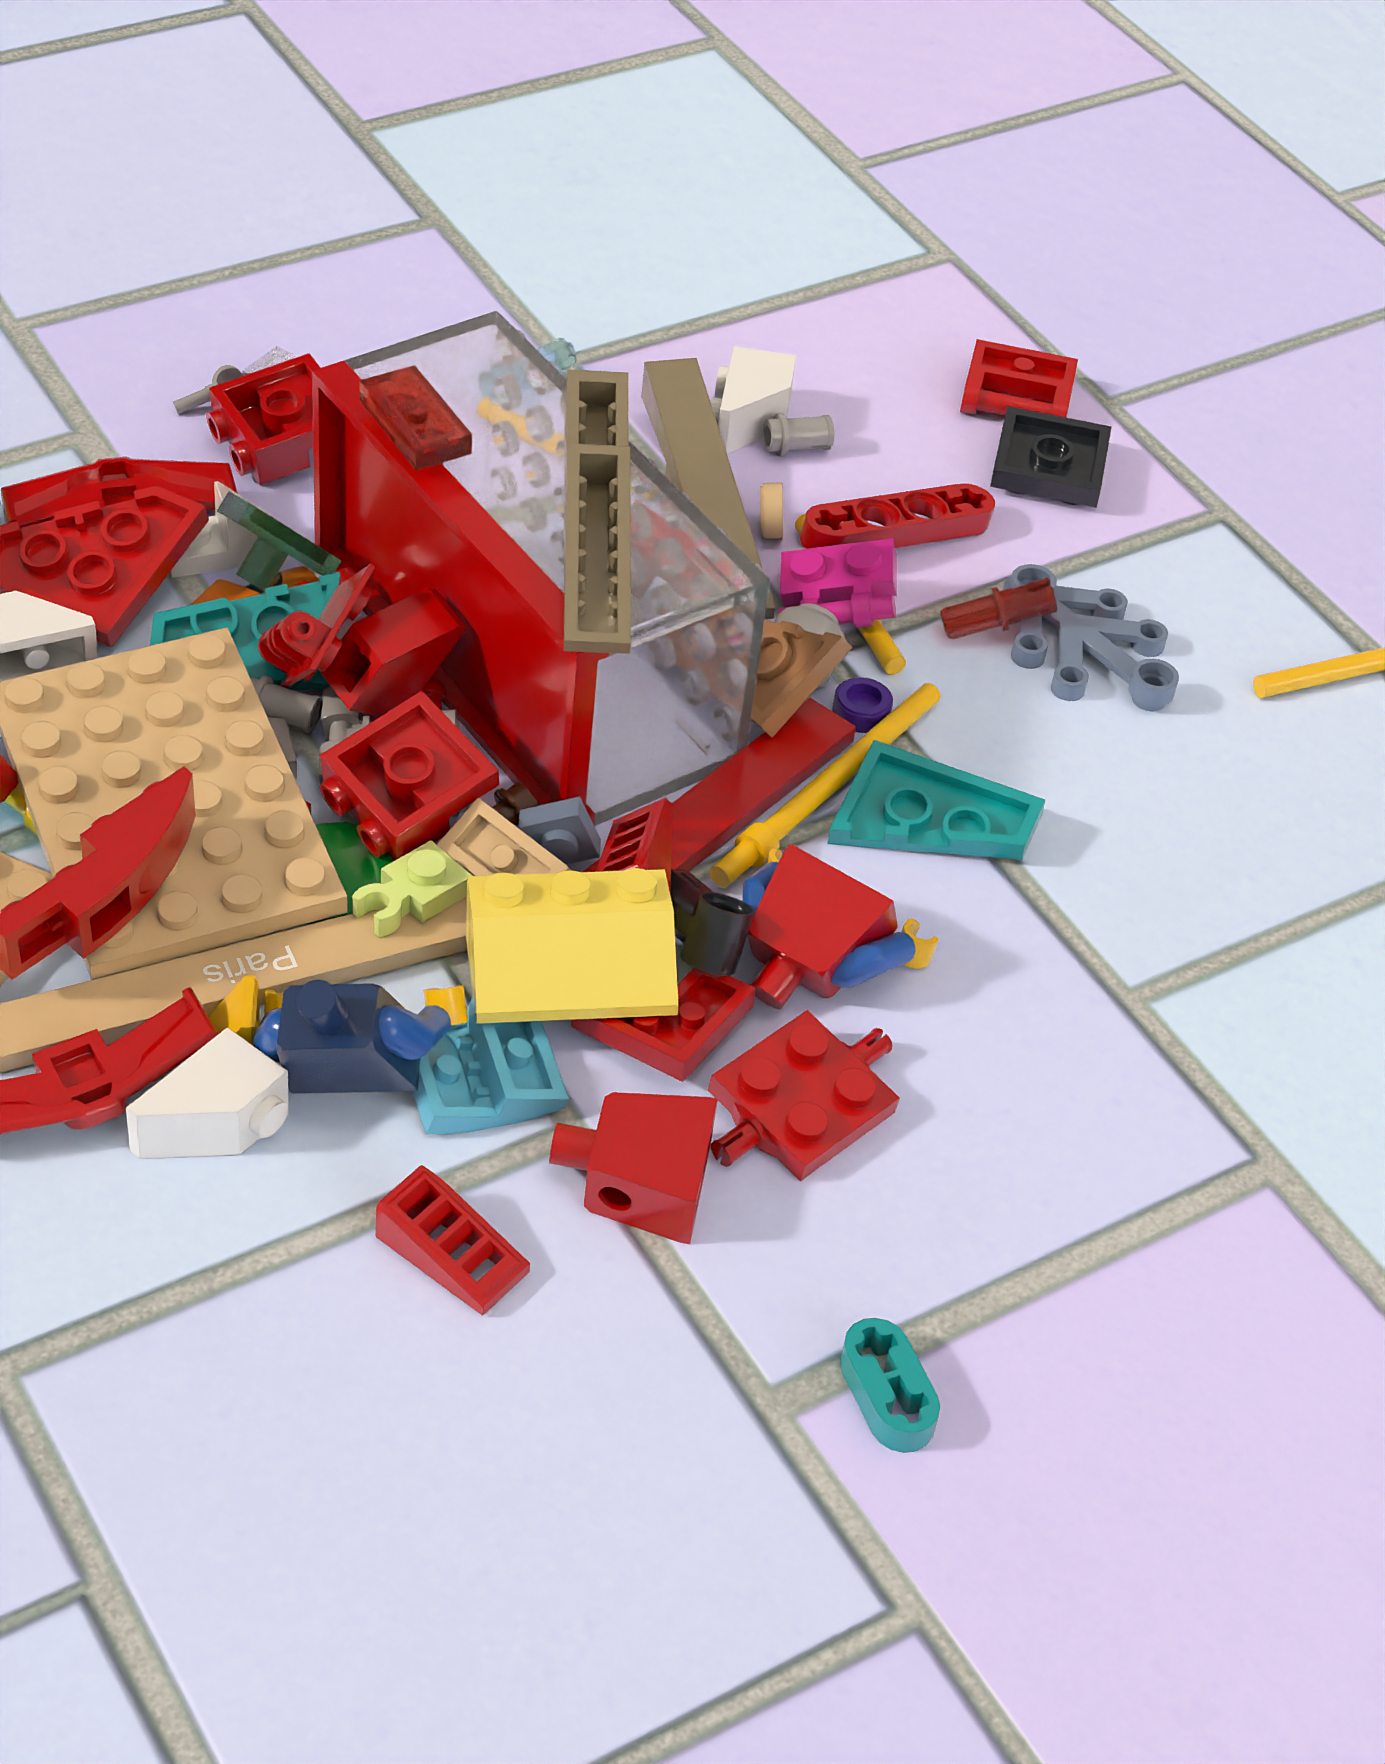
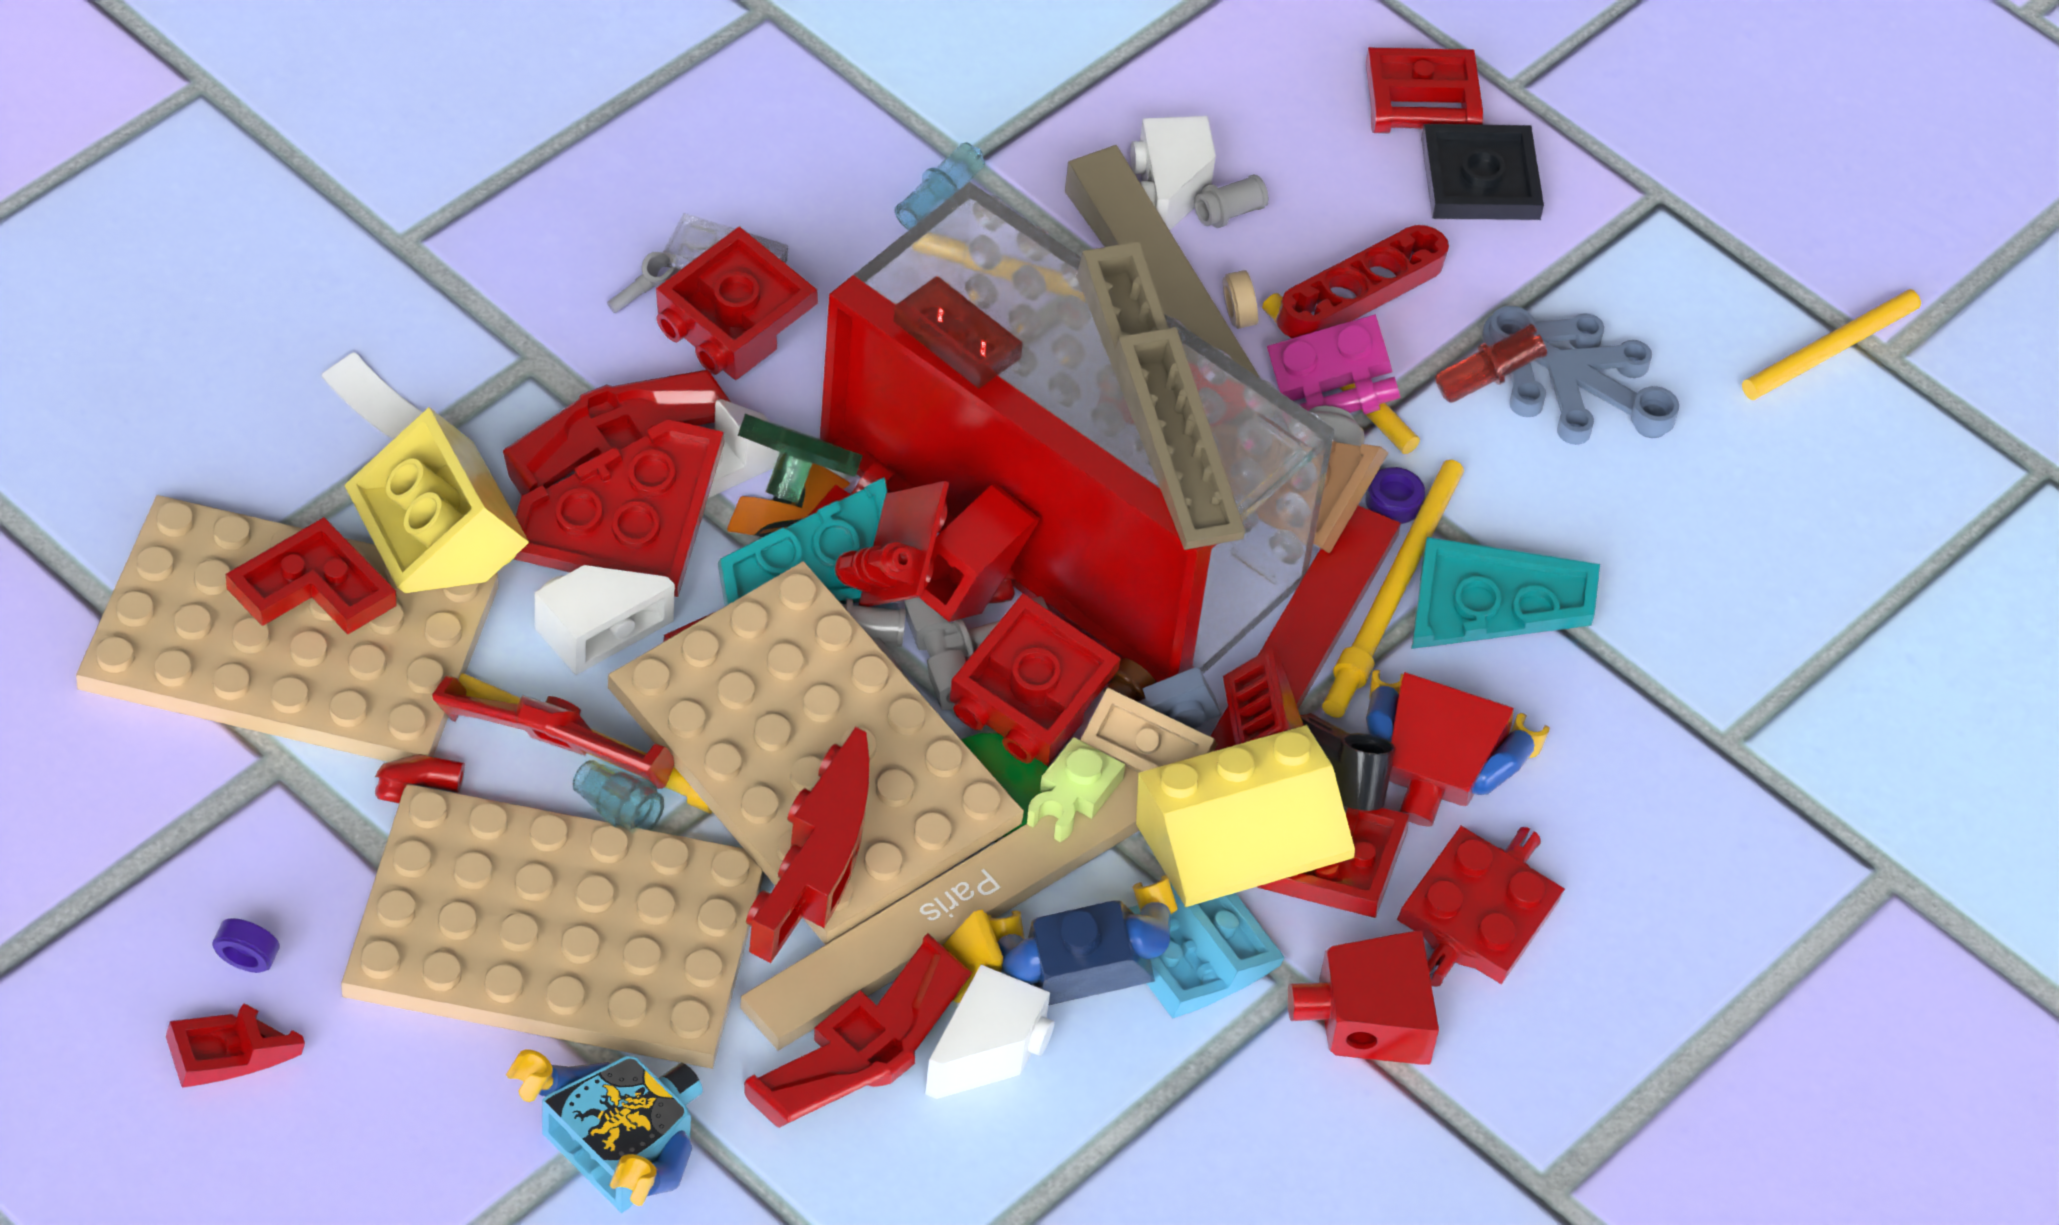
camera: 15 degrees left, 5 degrees up
(423, 1204) = (1227, 1084): red slope -> none
(901, 1378) = (1636, 1151): teal beam -> none

